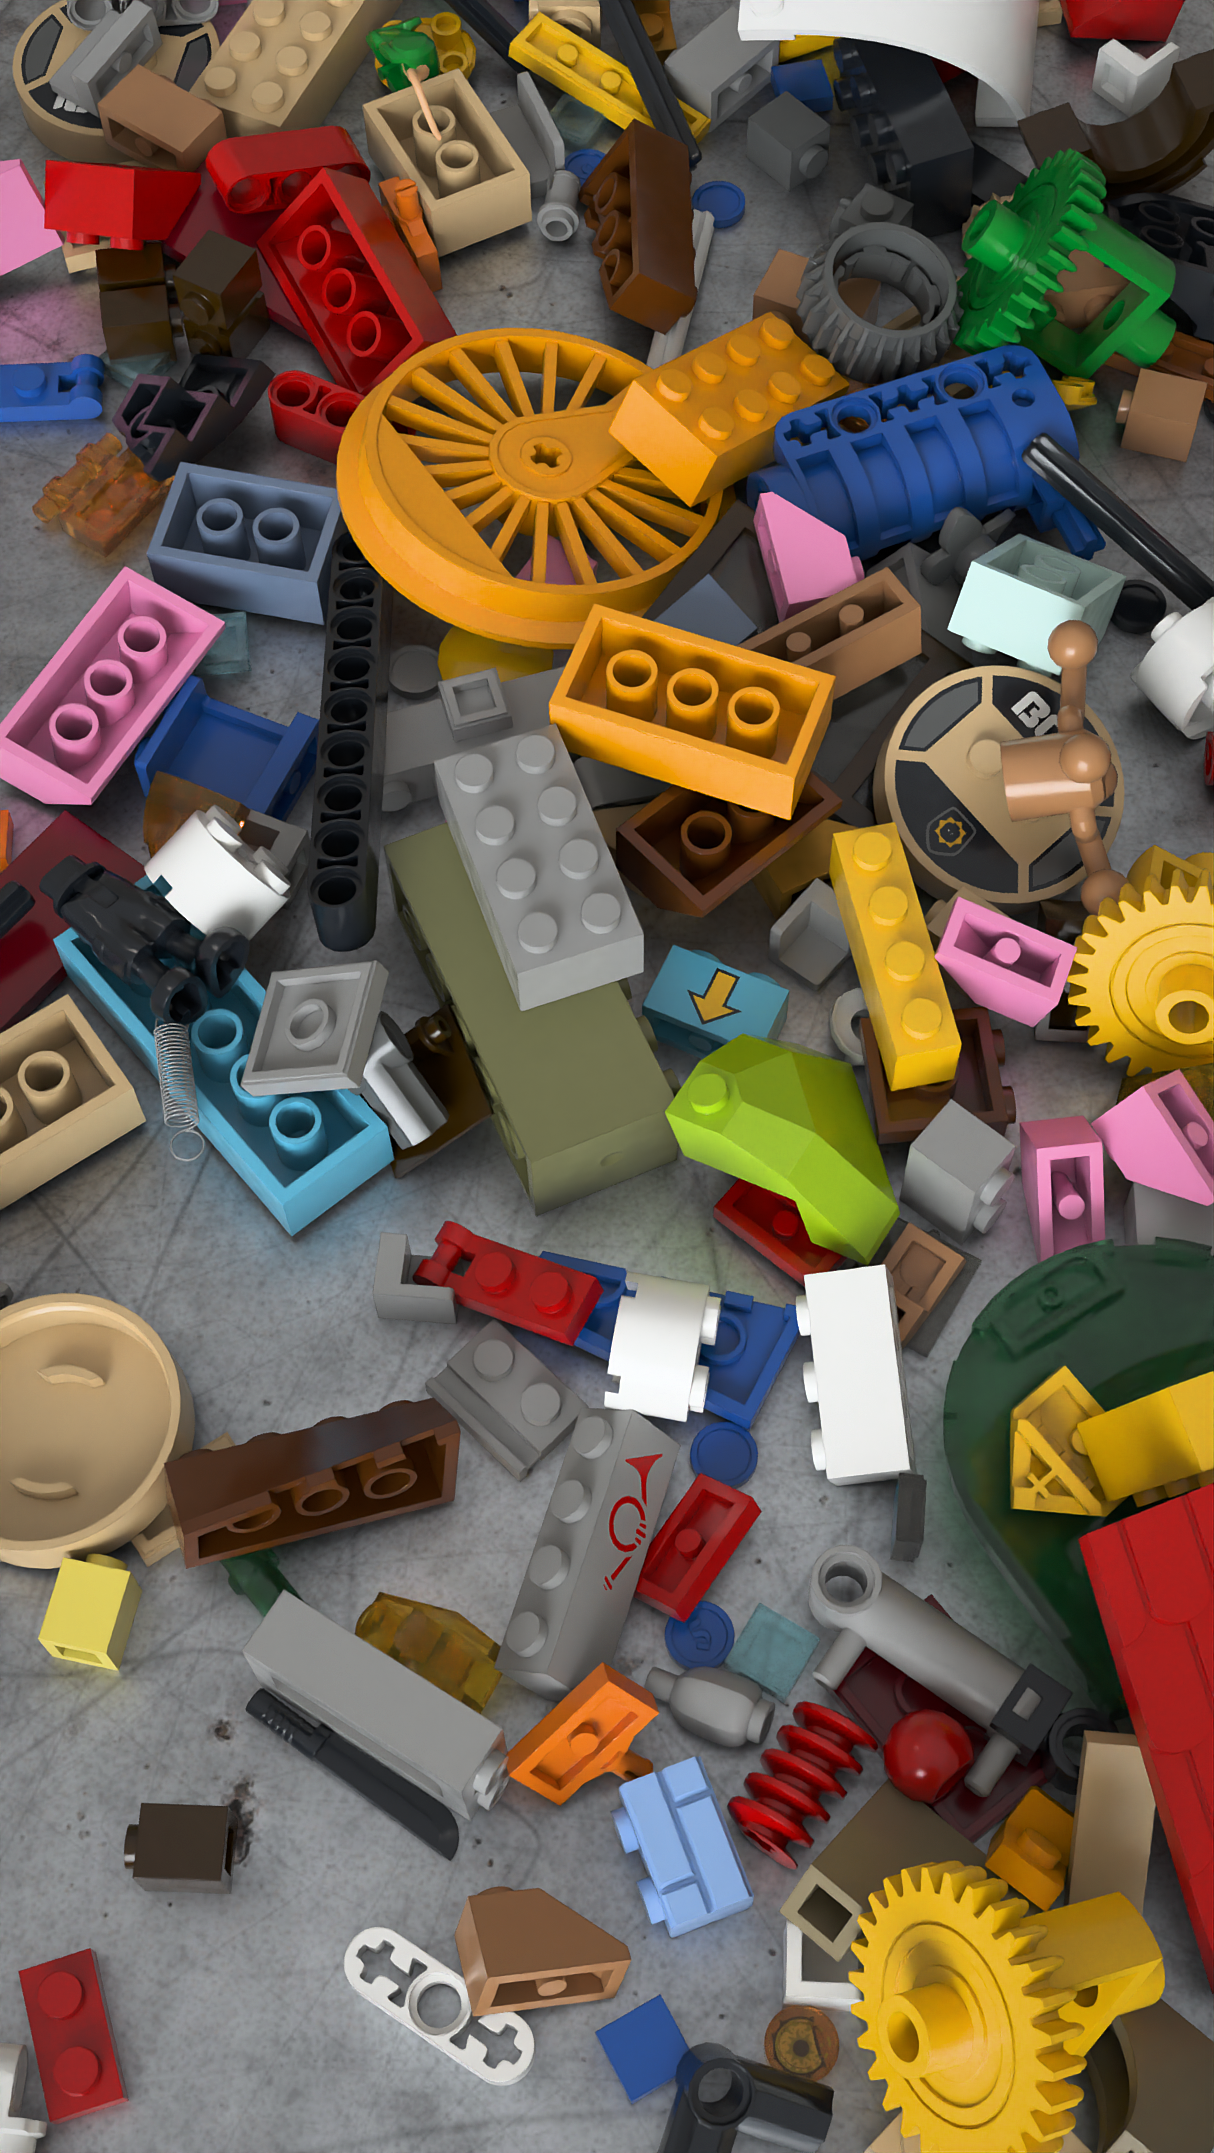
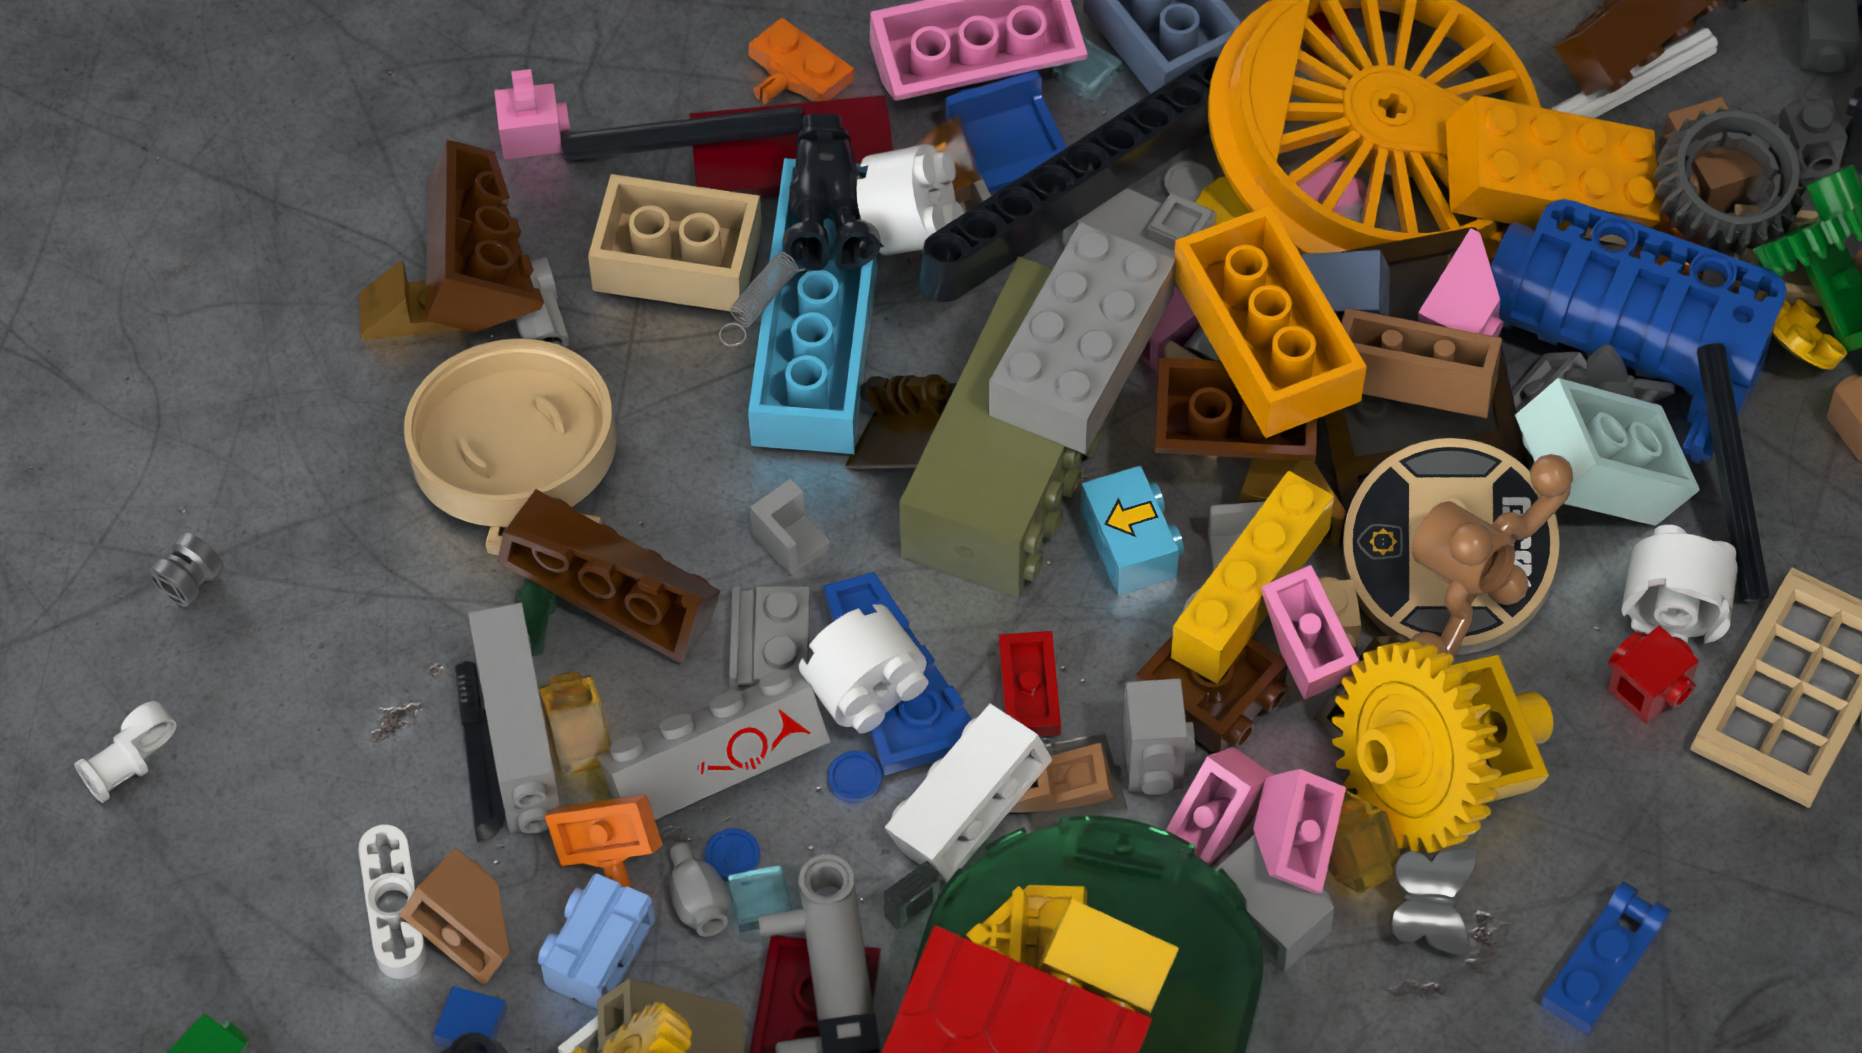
camera: 45 degrees right, 5 degrees down
(73, 2036) = (204, 744): red plate -> none
(91, 1611) = (430, 543): light yellow brick -> none
(182, 1848) = (349, 702): dark brown brick -> none
(315, 1029) = (863, 325): light grey tile -> none
(397, 1087) = (881, 378): dark grey piece -> none
(511, 1284) = (831, 566): red plate -> none
(694, 1546) = (777, 801): red plate -> none
(723, 201) = (1738, 39): blue piece -> none
(794, 1128) = (1083, 623): lime brick -> none
(798, 1779) = (697, 963): red piece -> none
(927, 1754) = (771, 1012): red piece -> none
(1139, 607) = (1705, 519): black piece -> none

